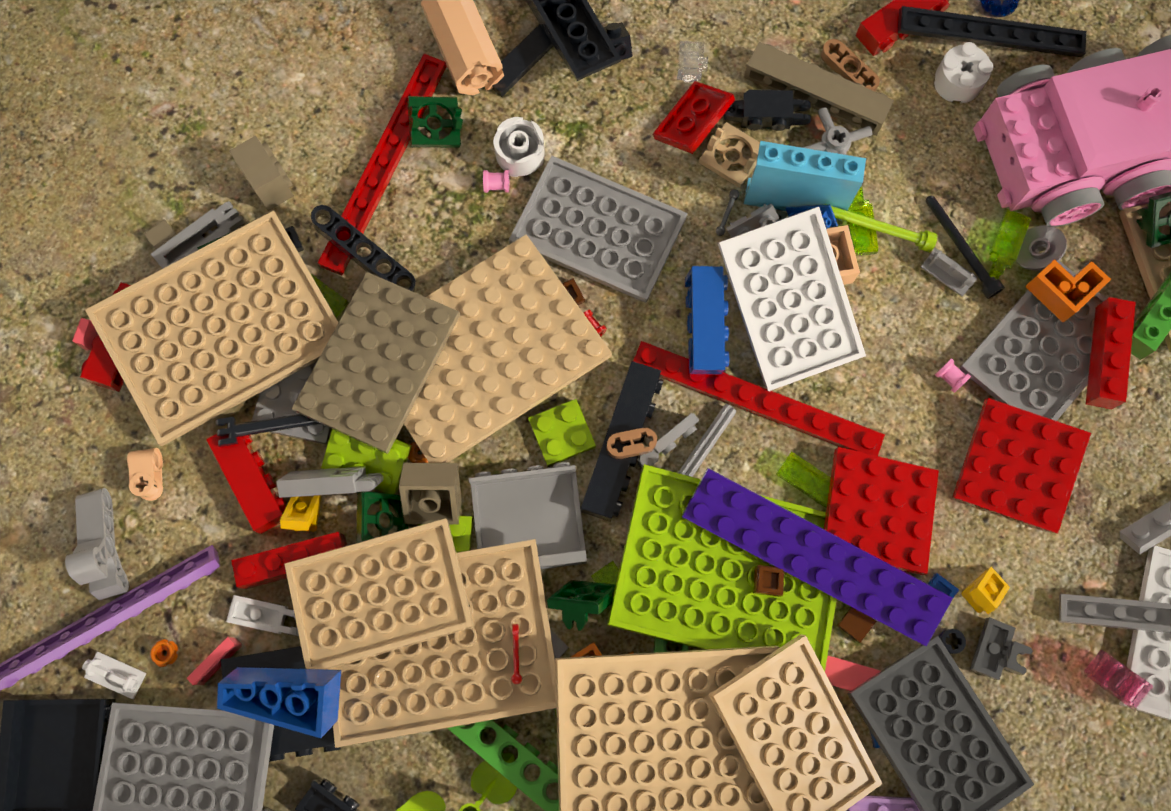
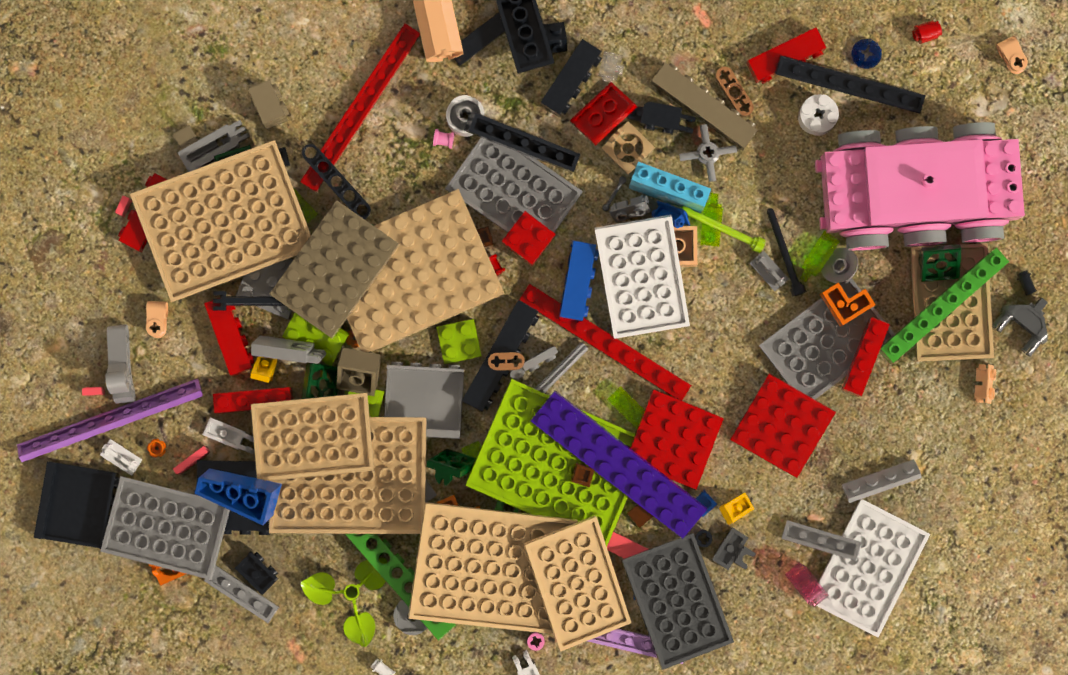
camera: 10 degrees right, 10 degrees up
(64, 588) = (93, 391): none -> coral tile
(417, 139) = (419, 70): dark green piece -> none
(516, 677) = (397, 509): red hinge -> none
(597, 159) = (521, 142): none -> black brick
(630, 279) = (528, 238): none -> red brick
(644, 83) = (571, 77): none -> black brick
(952, 375) = (751, 350): bright pink bush -> none

